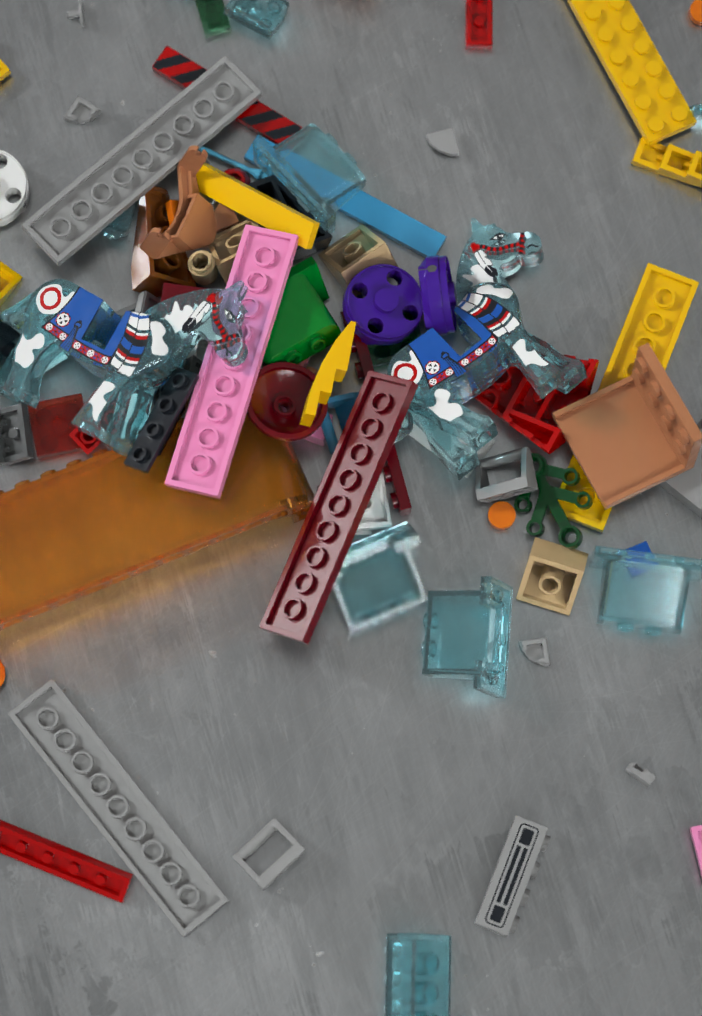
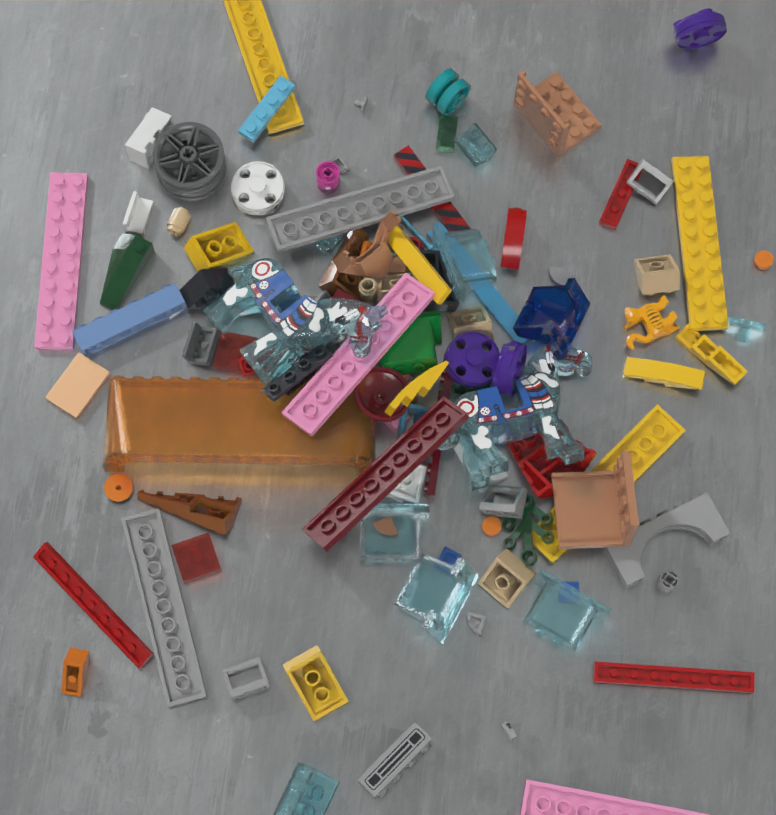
camera: 25 degrees right, 5 degrees down
(39, 944) = (74, 671): none -> orange slope
(78, 134) = (328, 177): none -> dark pink wheel
(119, 656) = (208, 512): none -> dark orange wedge
(131, 723) = (196, 557): none -> clear red plate
(363, 820) = (315, 683): none -> yellow slope
(364, 116) = (513, 238): none -> red arch
(364, 575) = (386, 526): none -> nougat tile
(462, 201) = (553, 316): none -> clear blue windscreen
(465, 579) = (449, 556): none -> blue tile
(573, 88) = (657, 274): none -> tan slope
(594, 153) = (654, 323): none -> light orange animal
(639, 217) = (666, 373): none -> yellow slope

